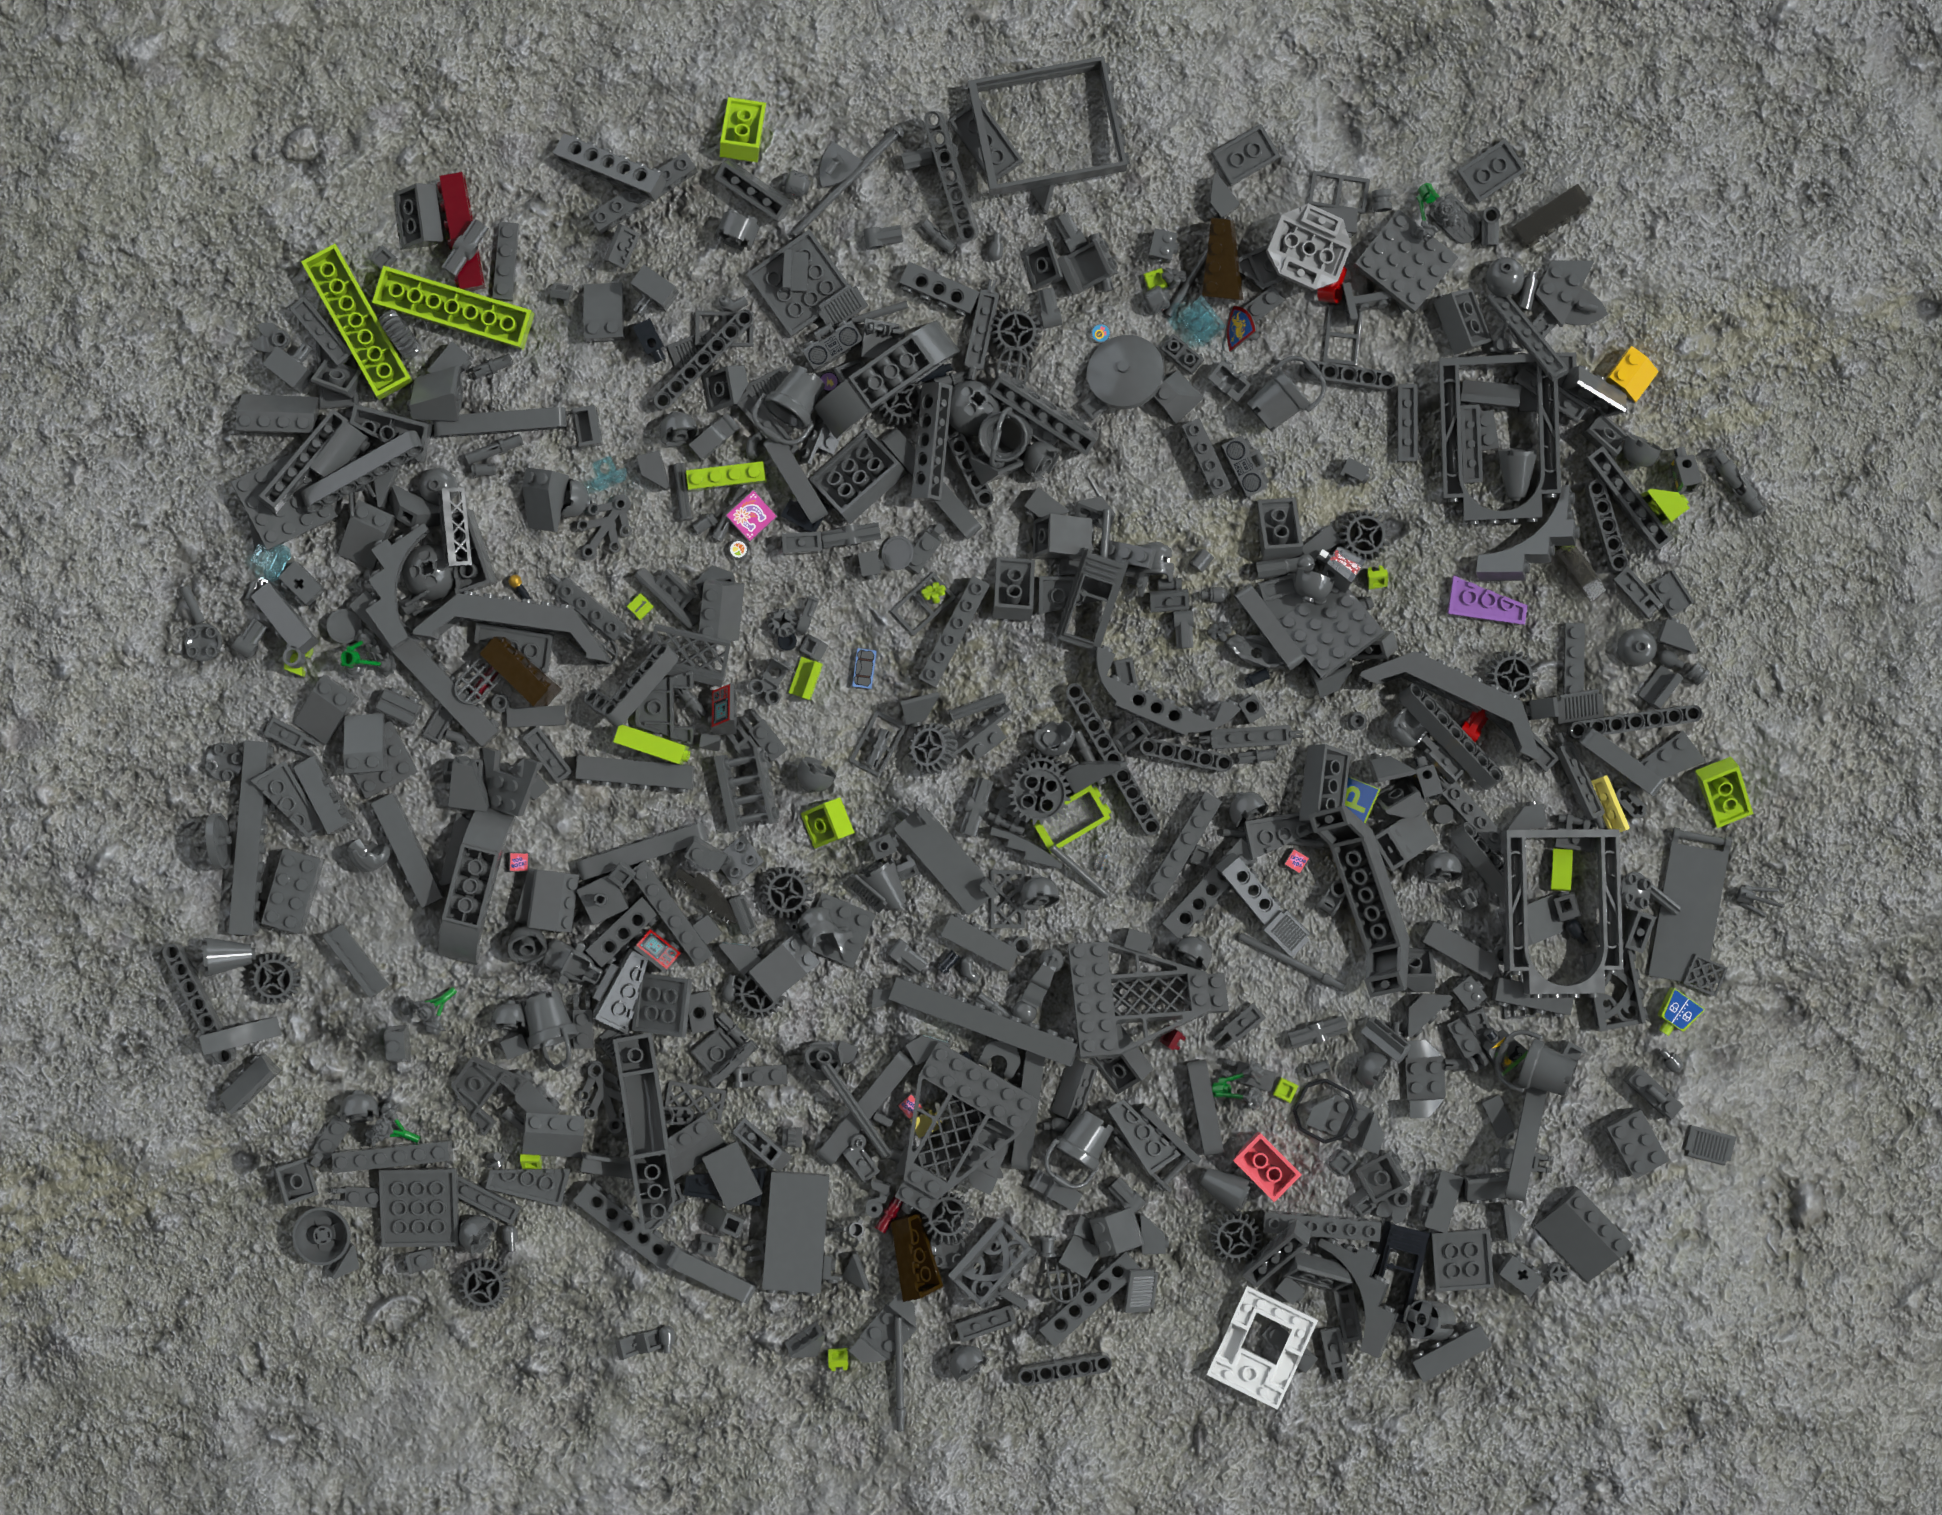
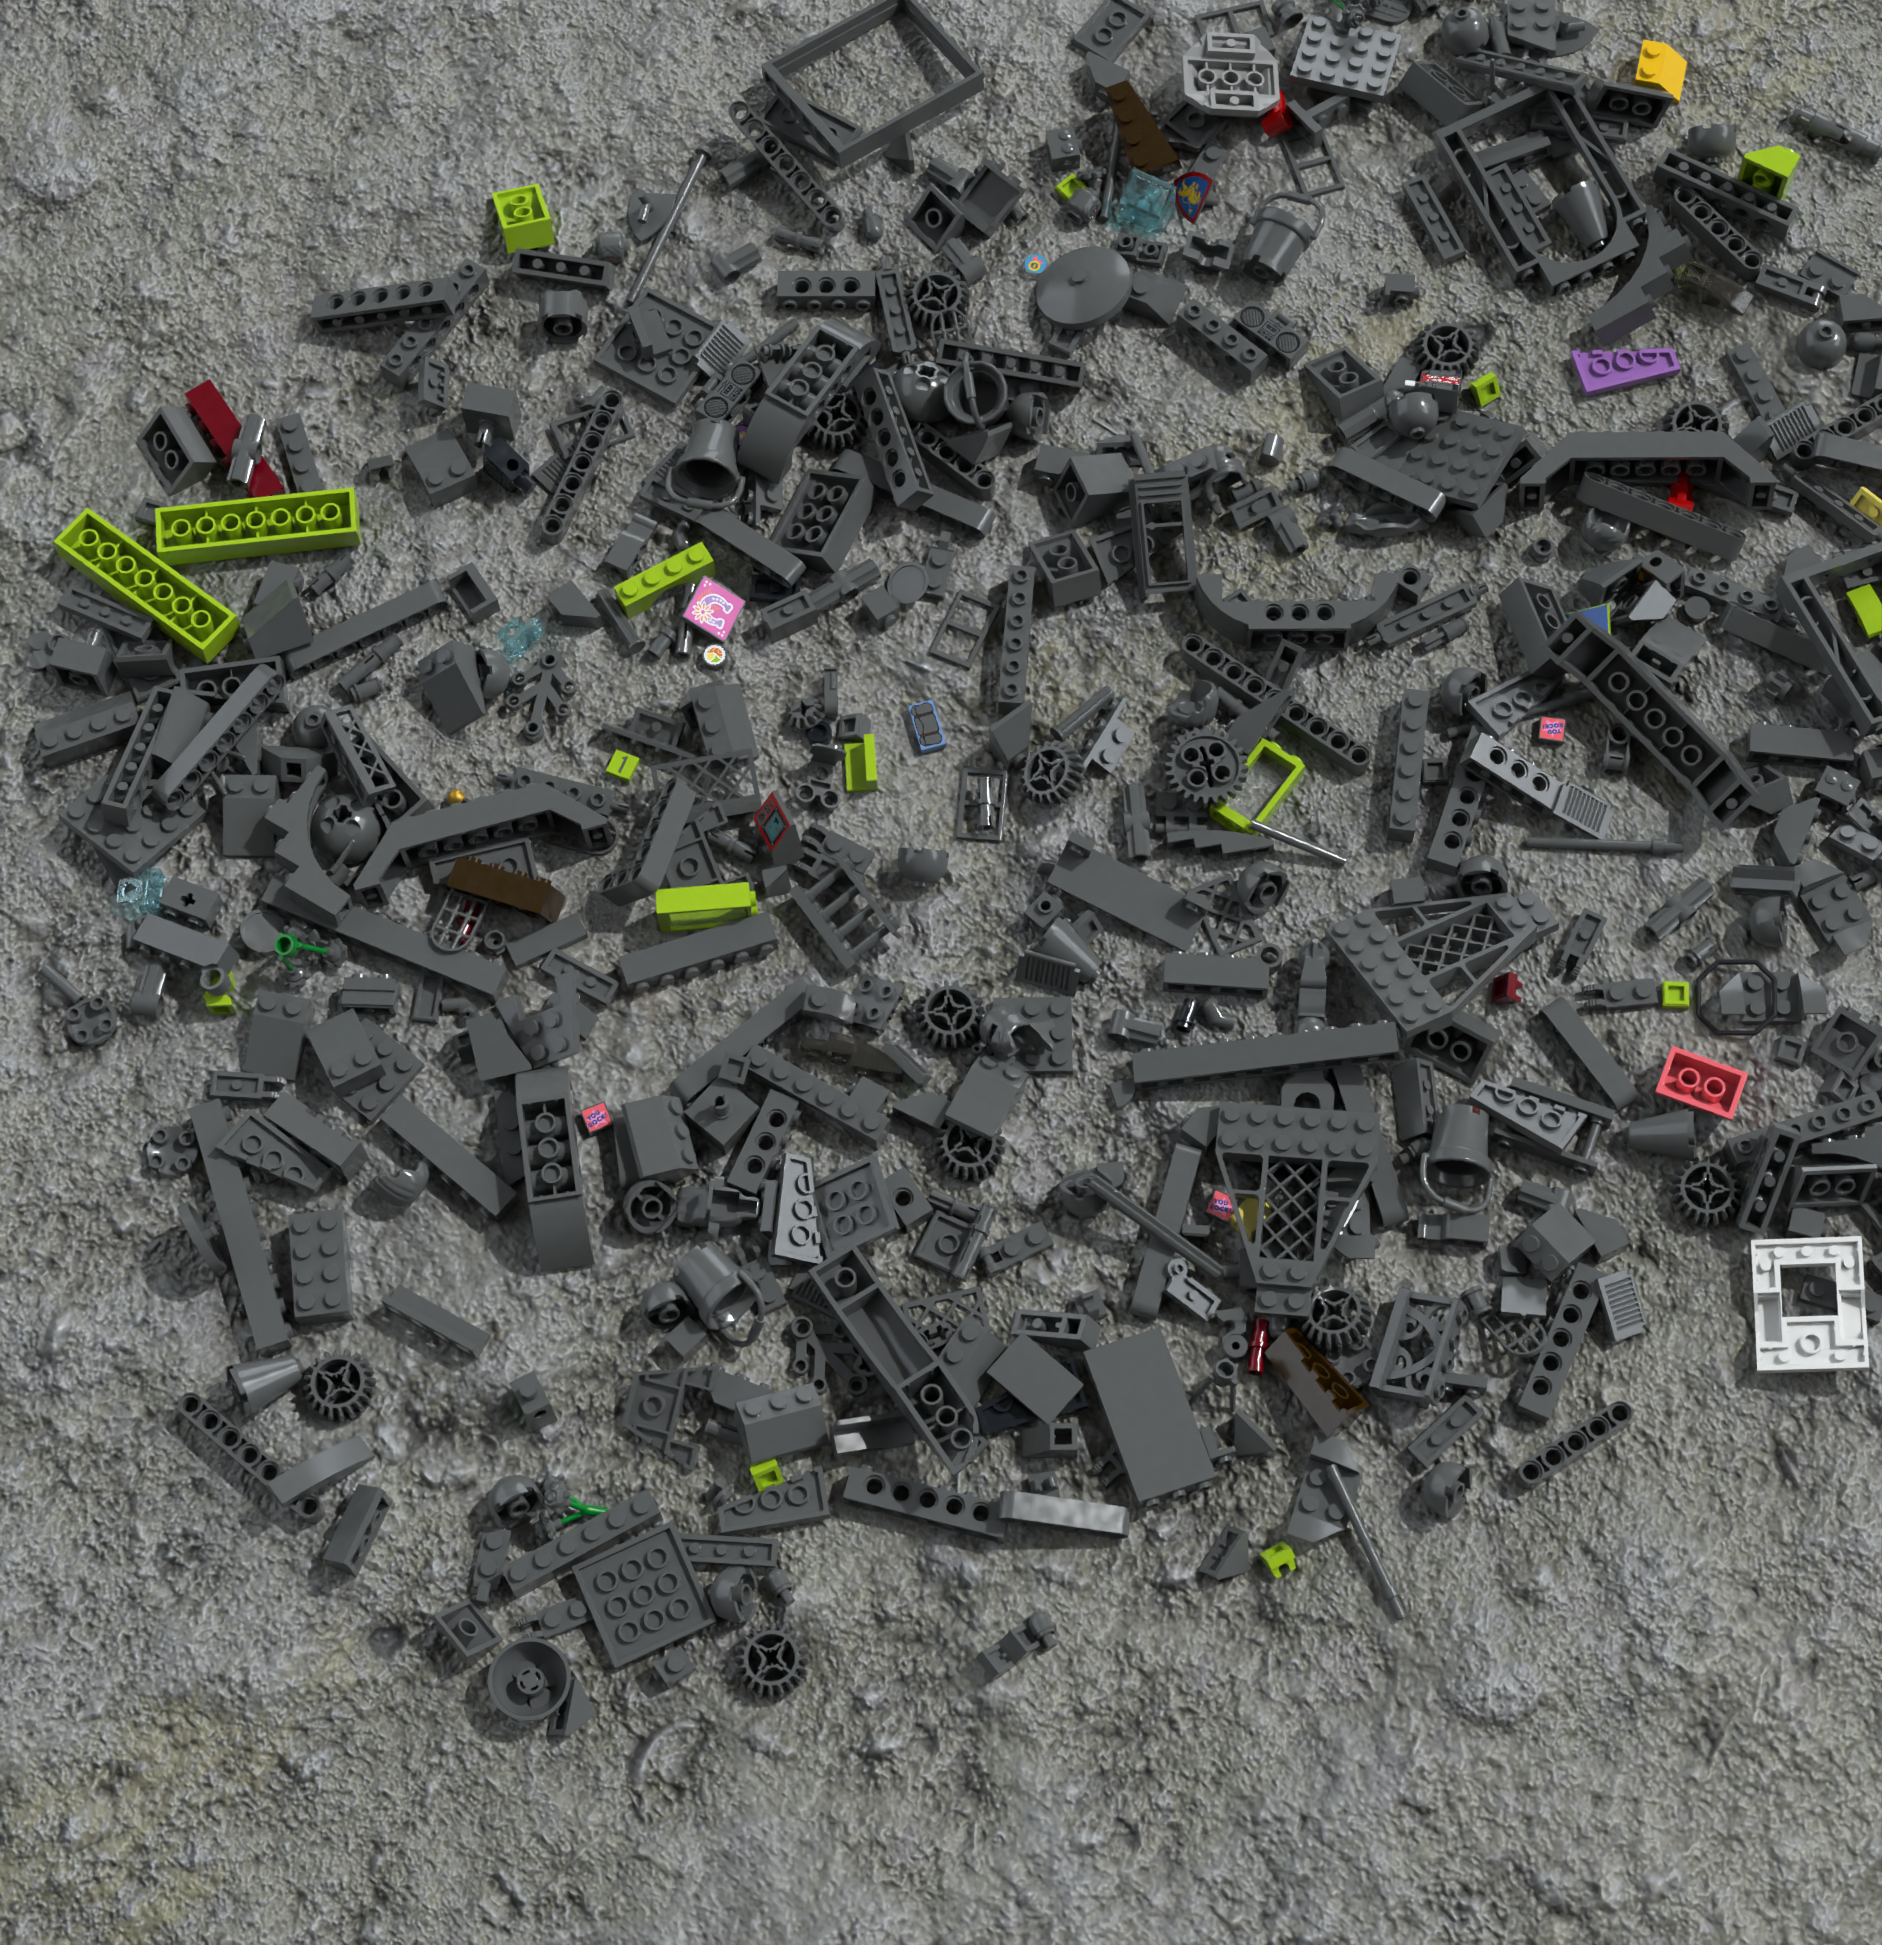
camera: 20 degrees left, 20 degrees down
(400, 334) = (205, 574): dark grey gear -> none
(426, 1010) = (555, 1332): dark grey plant -> none
(658, 949) = (824, 1147): slope -> none
(678, 429) = (585, 551): dark grey cylinder -> none
(725, 386) = (619, 485): dark grey slope -> none
(729, 988) = (929, 1159): dark grey cylinder -> none
(827, 822) = (962, 914): lime slope -> none
(933, 592) = (972, 609): lime plant -> none
(1195, 755) = (1368, 656): dark grey beam -> none
(1254, 1098) = (1642, 1003): plant -> none
(1256, 678) = (1401, 549): black pin -> none
(1357, 373) = (1352, 194): dark grey beam -> none
(1441, 759) = (1677, 551): dark grey hinge -> none
(1441, 867) = (1729, 663): dark grey cylinder -> none
(1605, 433) = (1655, 142): dark grey slope -> none
(1685, 472) = (1773, 133): dark grey torso -> none

